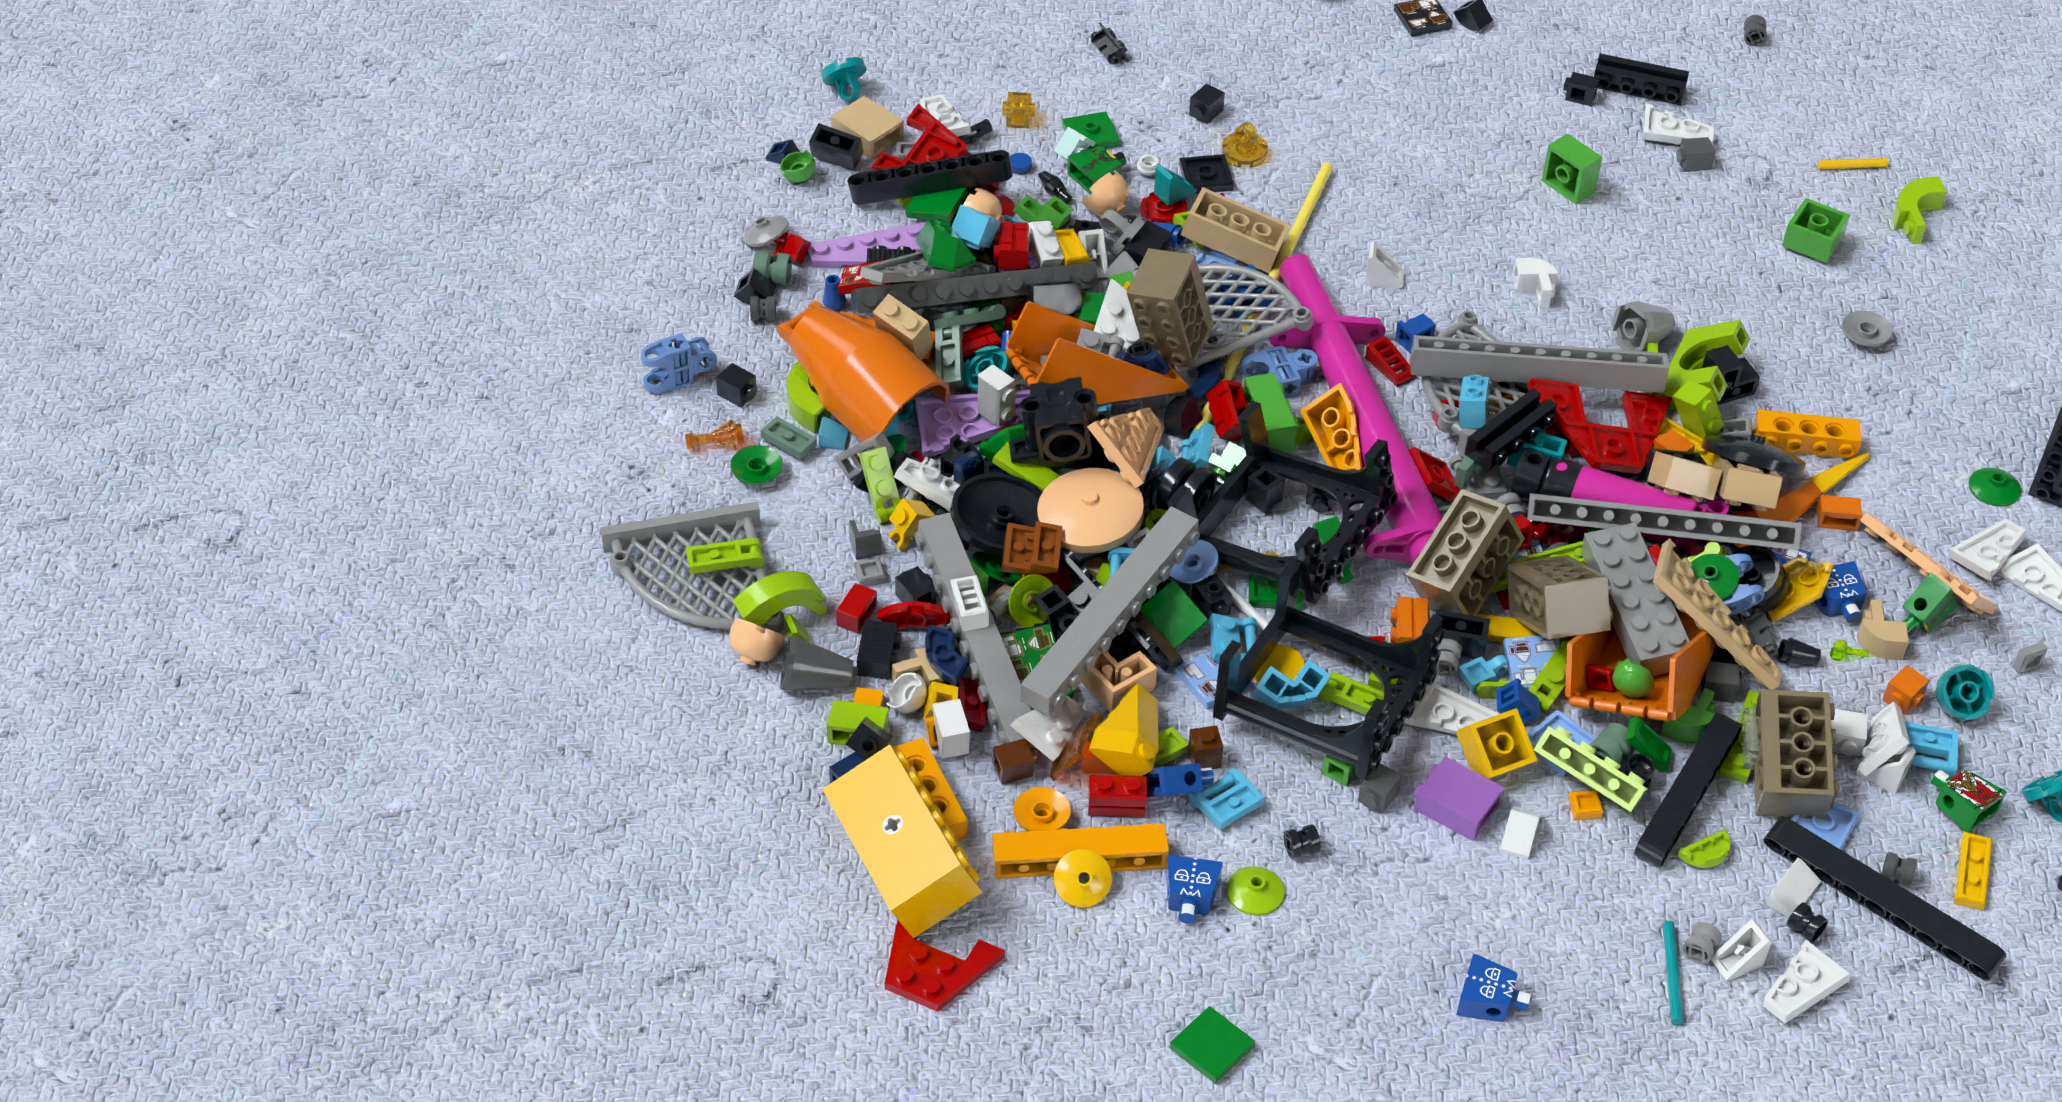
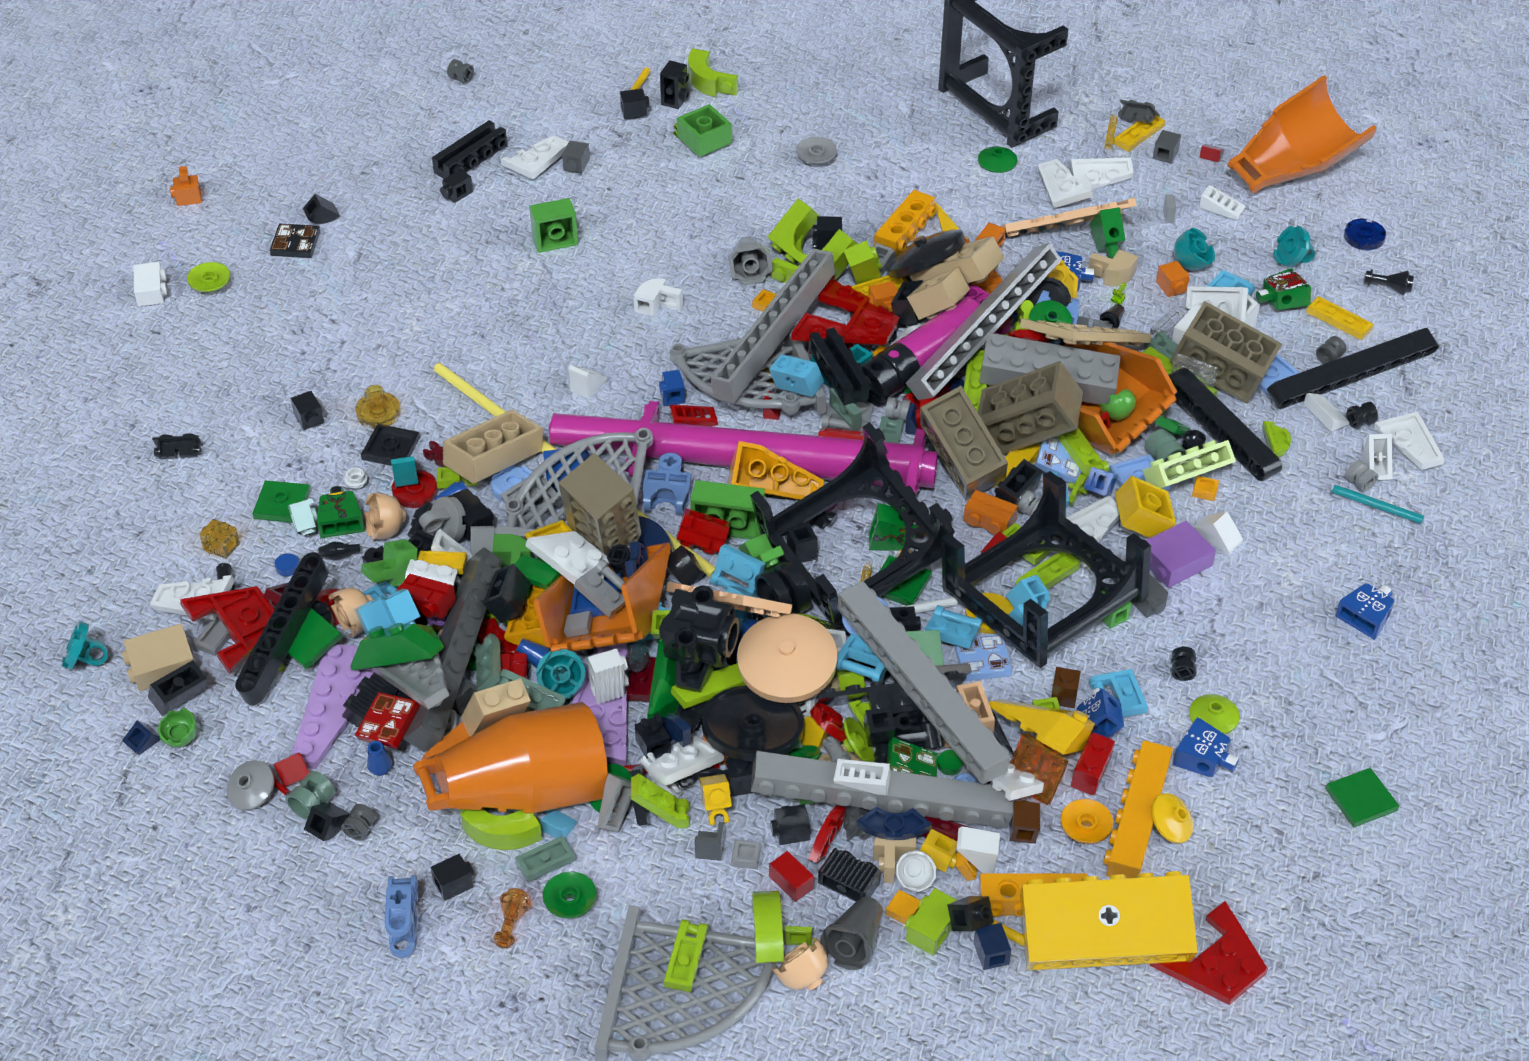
camera: 65 degrees left, 0 degrees up
(1032, 548) = (814, 713): dark orange slope -> none
(1813, 165) = (634, 103): none -> black brick
(1866, 182) = (674, 84): none -> black brick

